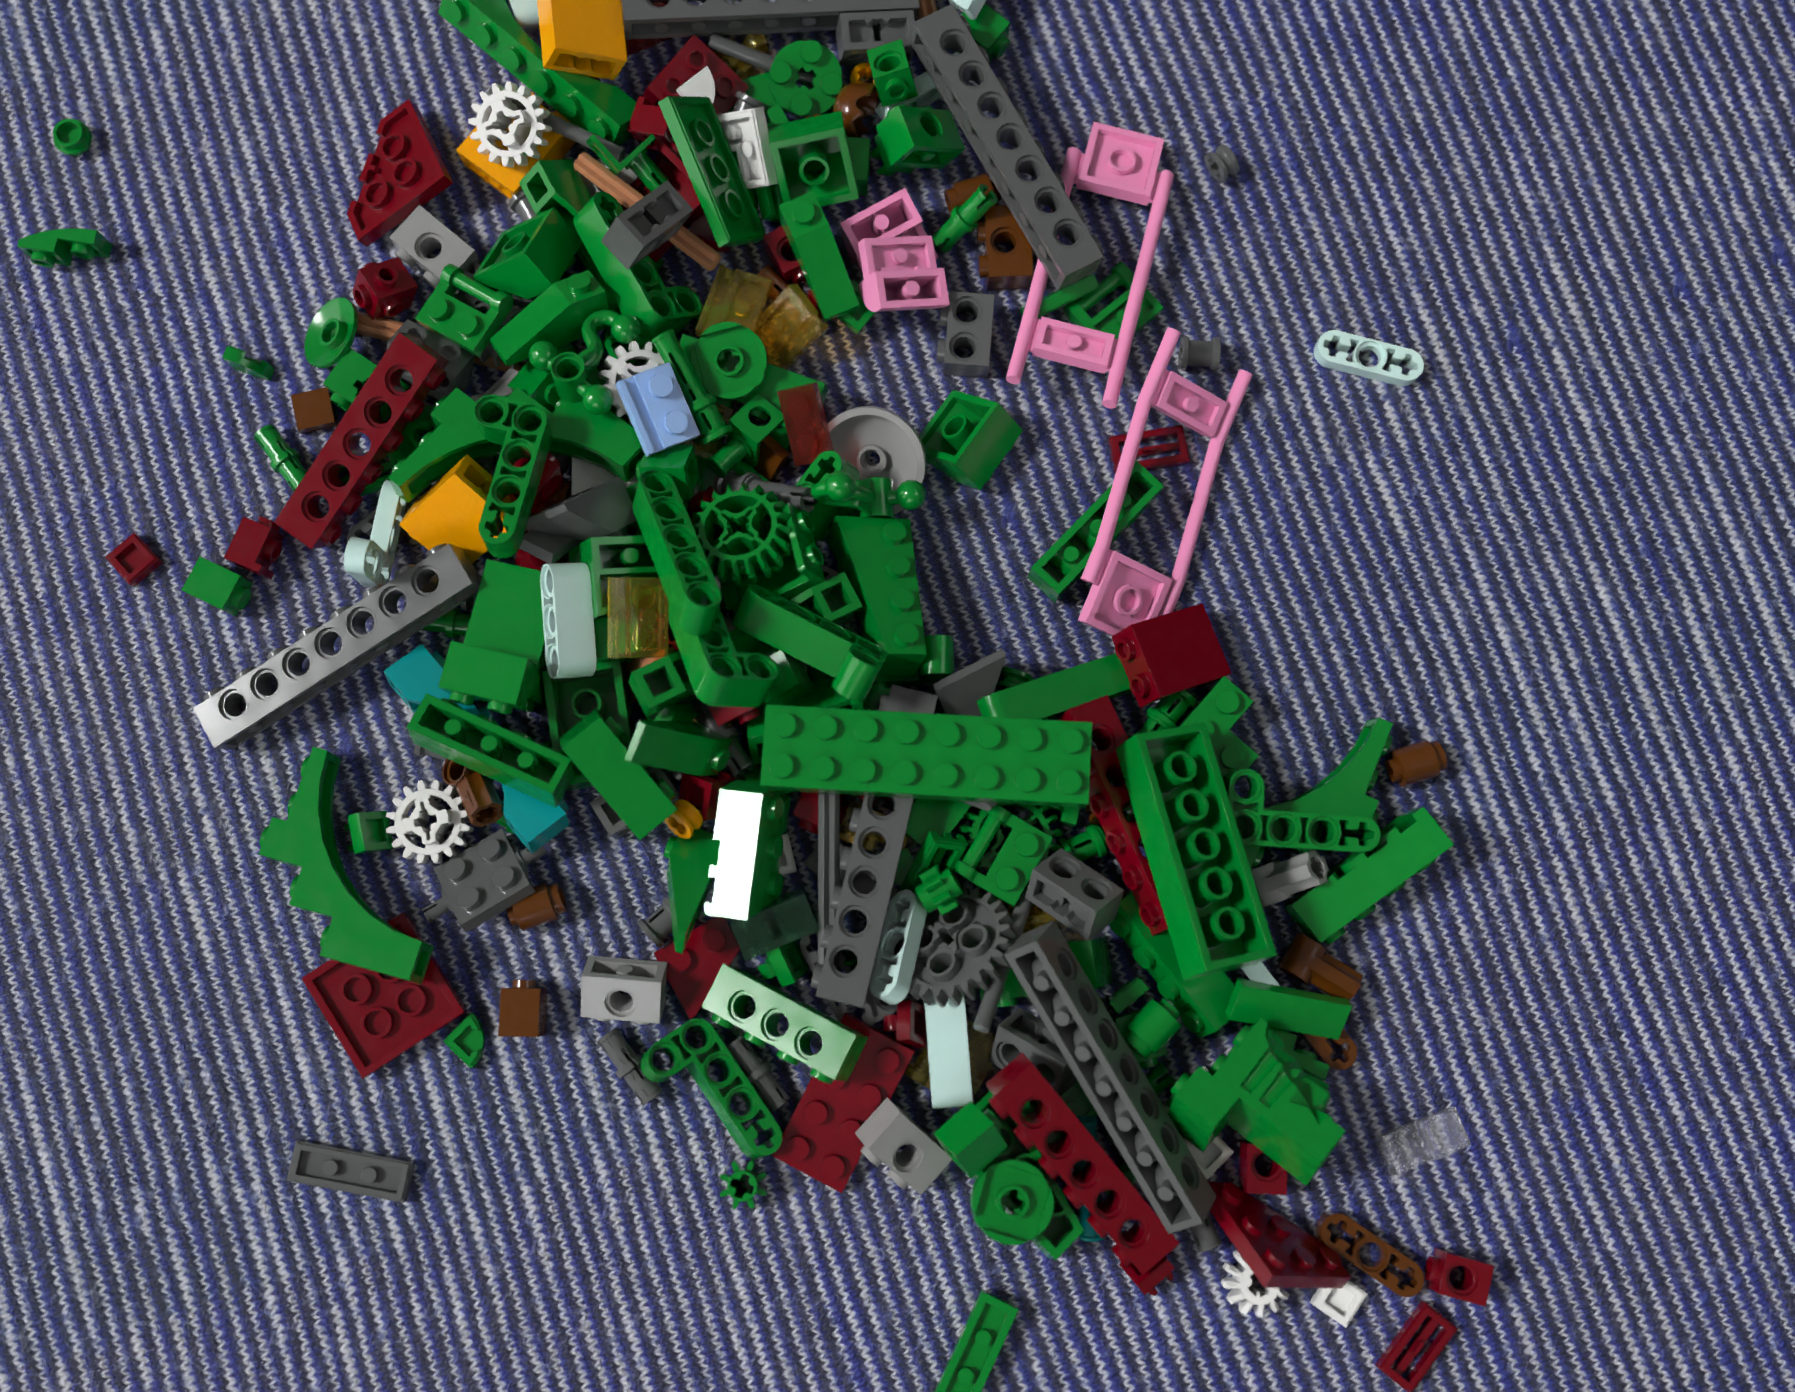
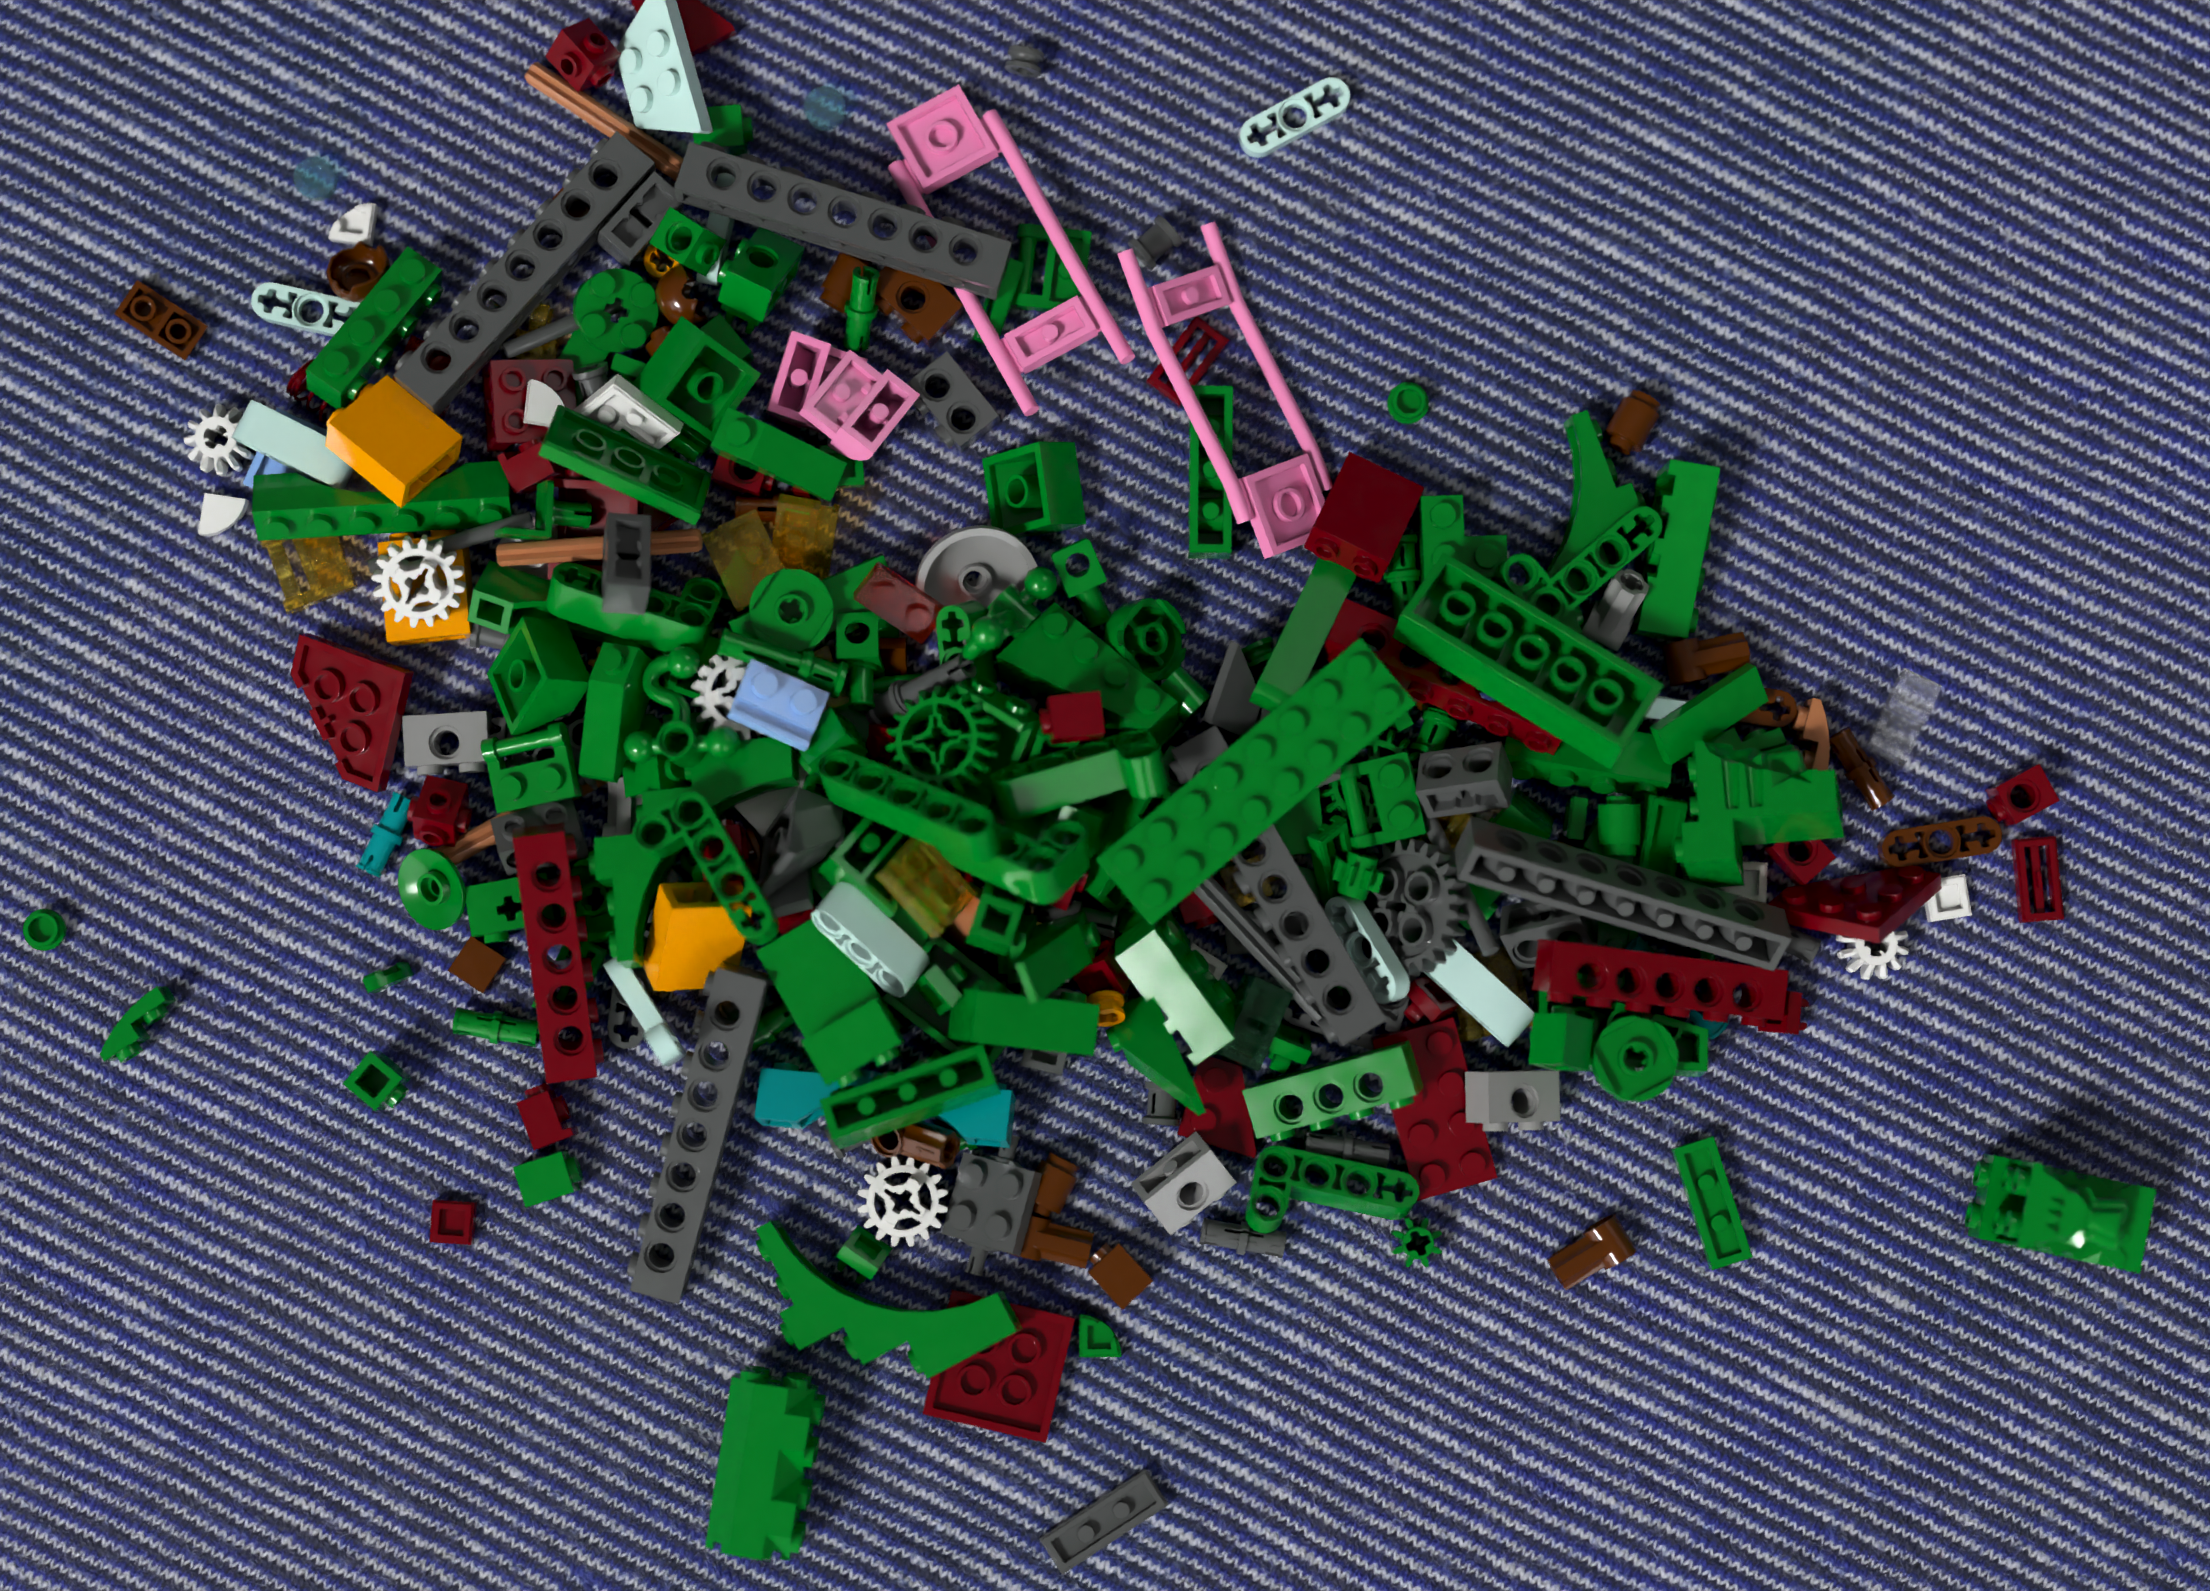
camera: 45 degrees left, 5 degrees up
(161, 910) = (764, 1464): none -> green brick
(173, 420) = (378, 1081): none -> green brick
(335, 276) = (385, 836): none -> teal pin
(468, 71) = (323, 566): none -> clear yellow plate
(502, 947) = (1056, 1242): none -> reddish brown piece
(584, 698) = (940, 988): none -> green tile
(843, 596) = (1073, 717): none -> dark red brick
(866, 1311) = (1601, 1247): none -> reddish brown piece
(942, 528) = (1085, 583): none -> green bracket
(950, 599) = (1147, 636): none -> green cylinder
(1063, 80) = (825, 108): none -> clear light blue tile
(1179, 1056) = (1659, 828): none -> green tile
(1271, 610) = (1407, 403): none -> green plate
(1350, 1091) = (1813, 730): none -> nougat slope
(1359, 1148) = (1860, 768): none -> reddish brown pin

